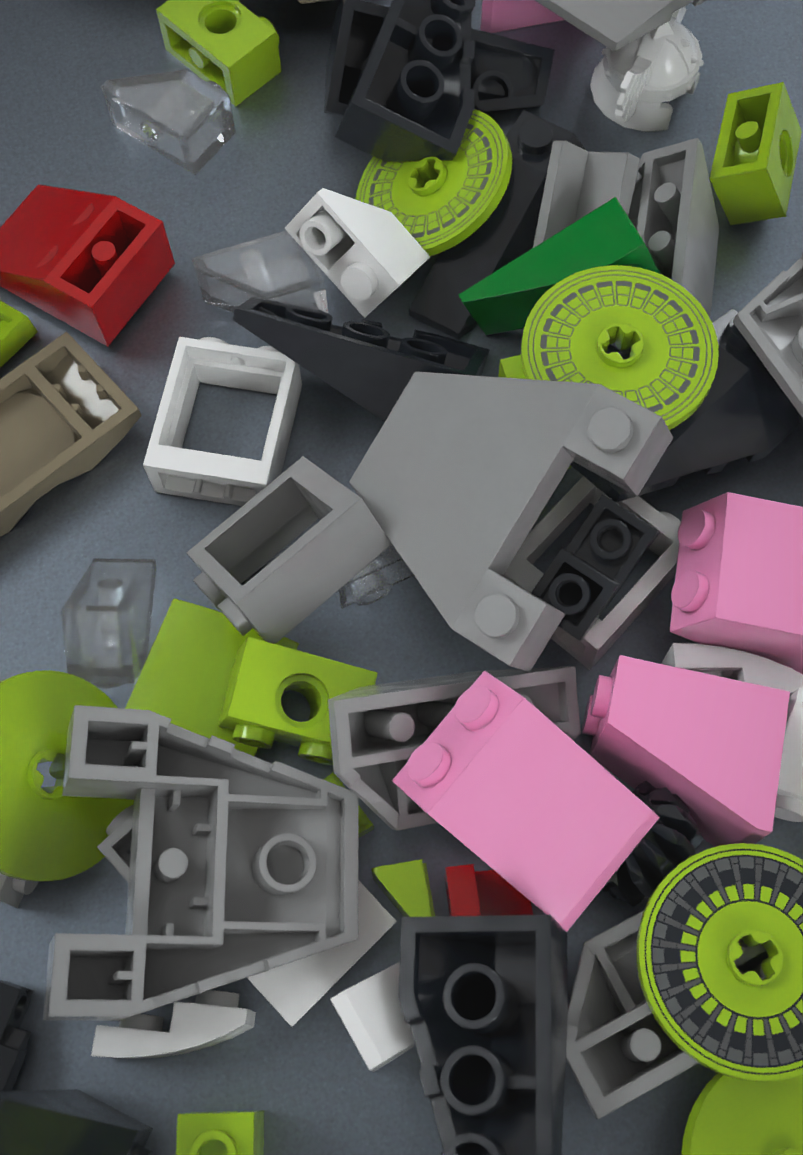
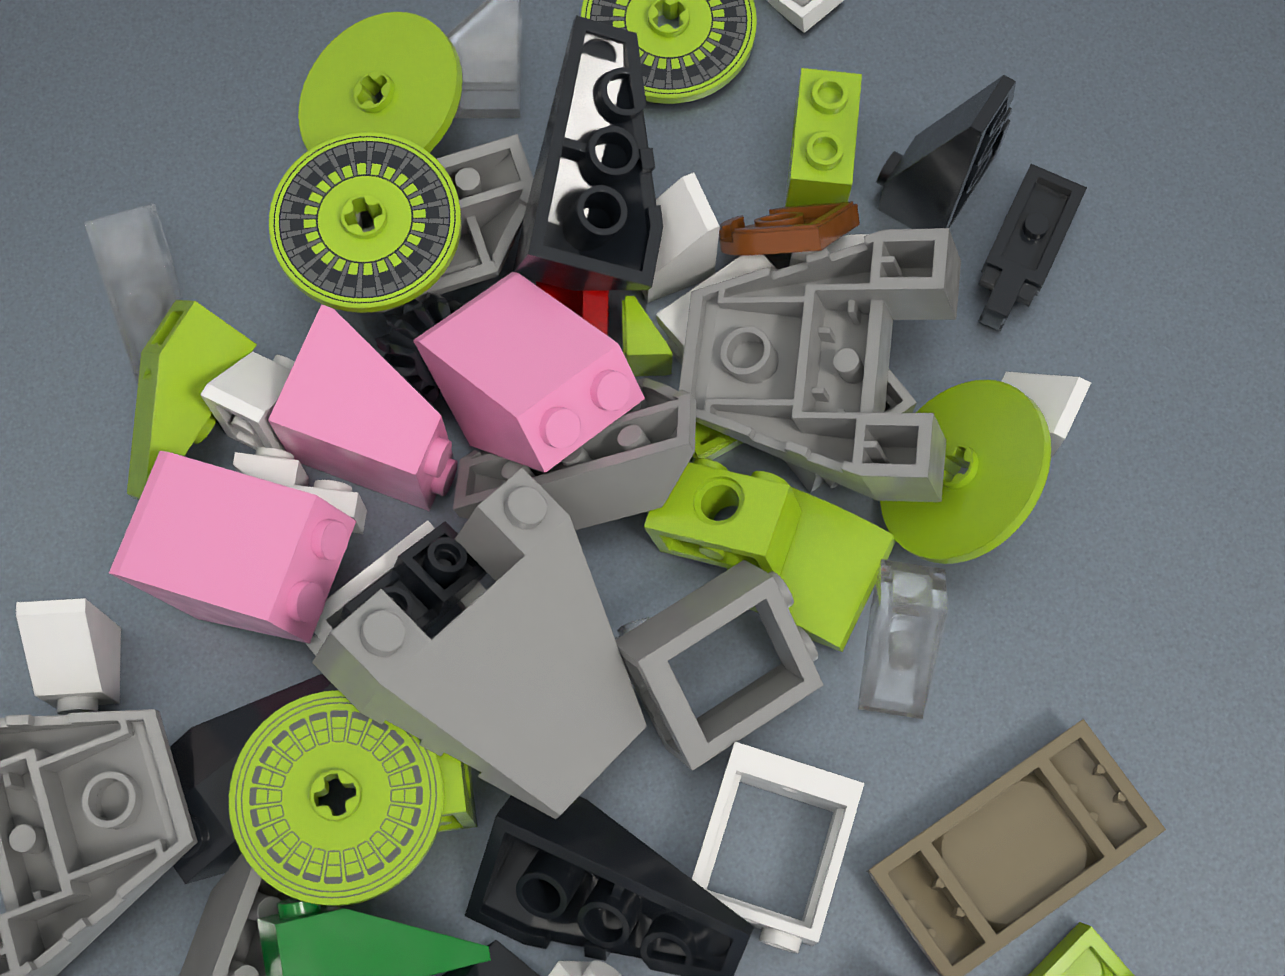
camera: 175 degrees left, 5 degrees up
(252, 1045) = (789, 229): none -> dark orange tile

